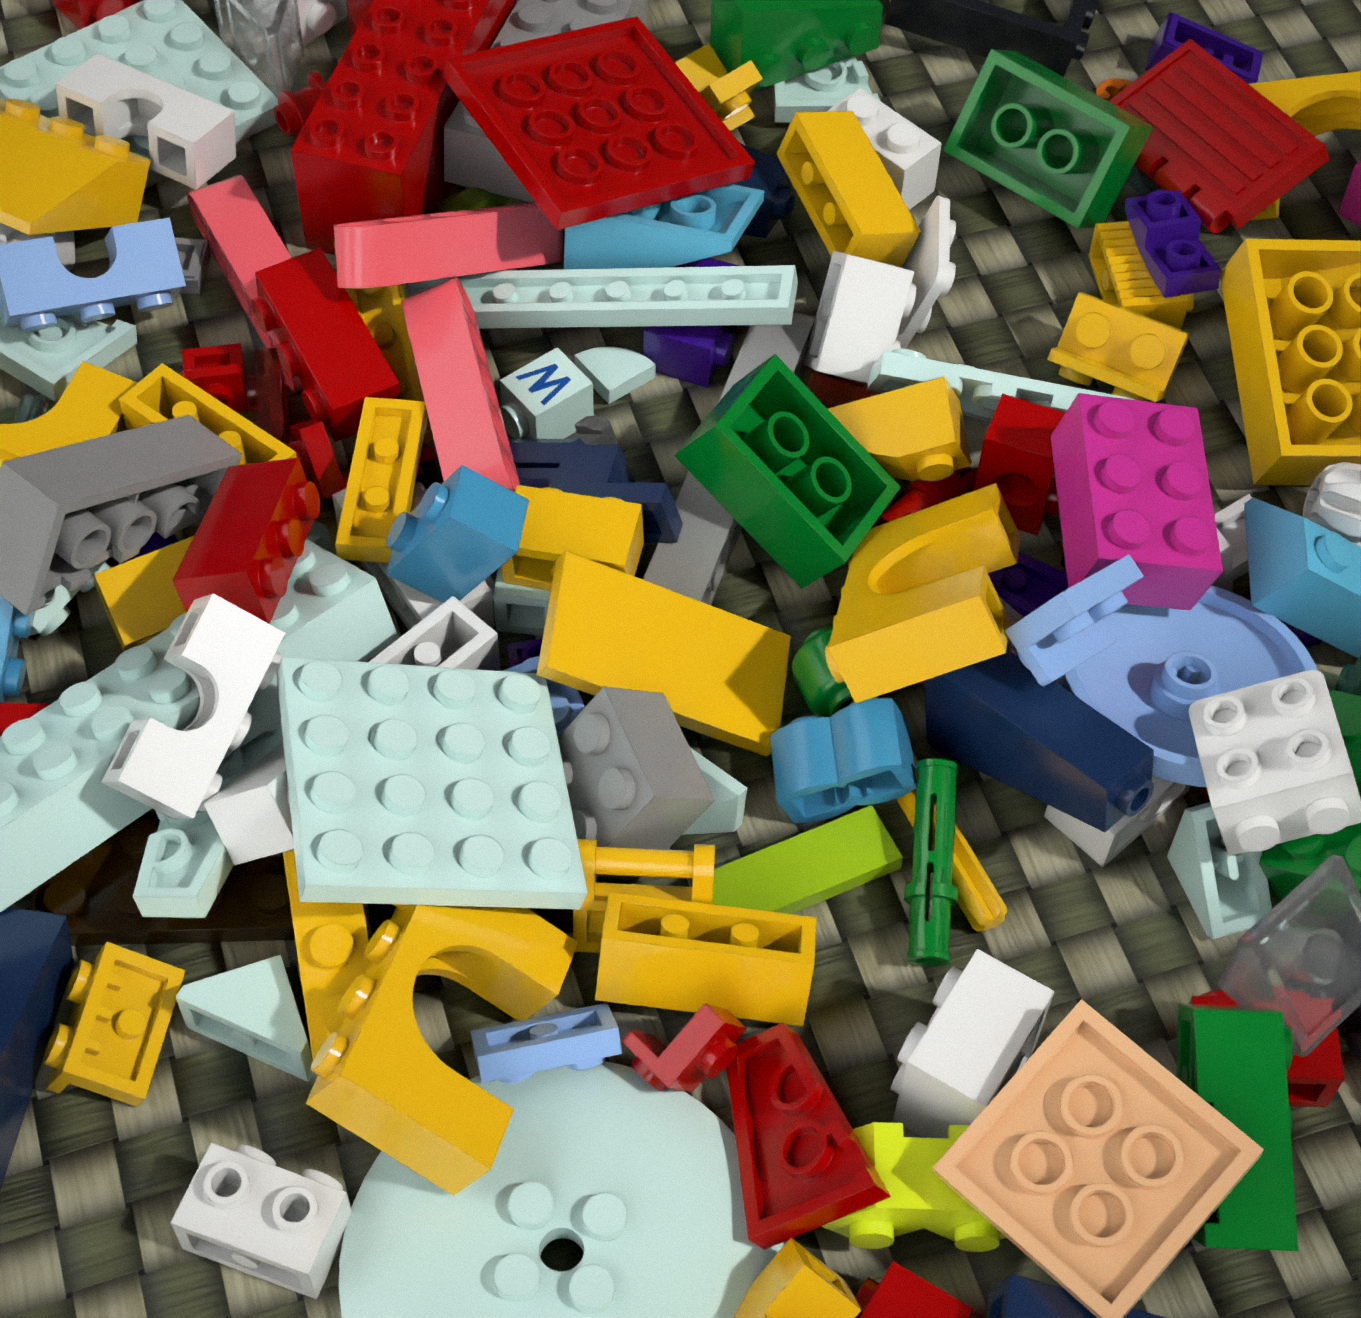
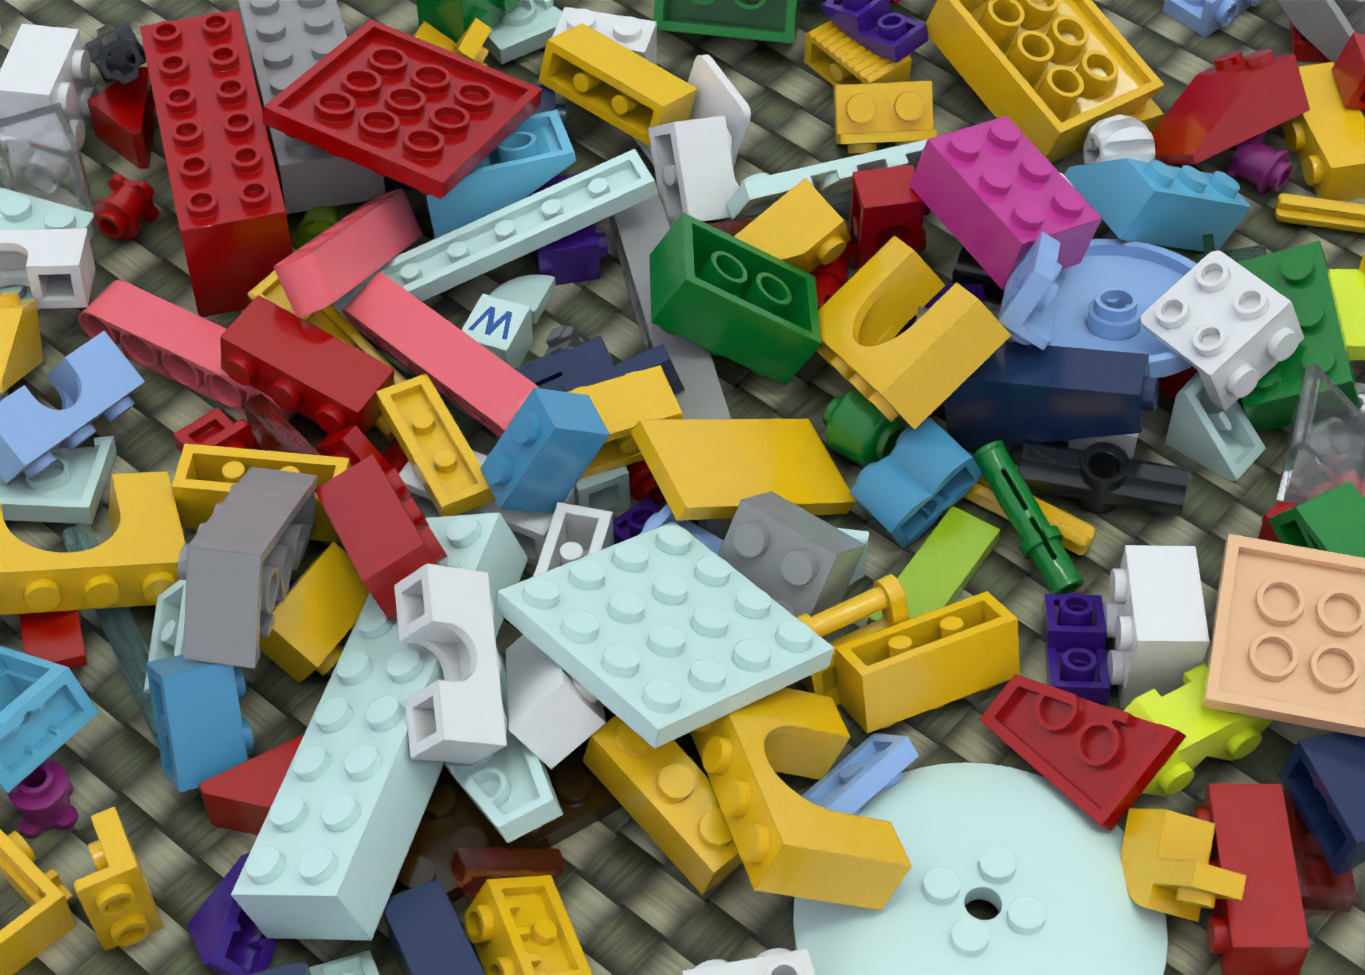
camera: 30 degrees left, 5 degrees down
(140, 935) = (475, 865): none -> clear red plate
(251, 1013) = (632, 876): light aqua slope -> none
(698, 1050) = (973, 721): red bracket -> none
(868, 1048) = (1076, 645): none -> dark purple slope
(1081, 885) = (1103, 478): none -> black piece

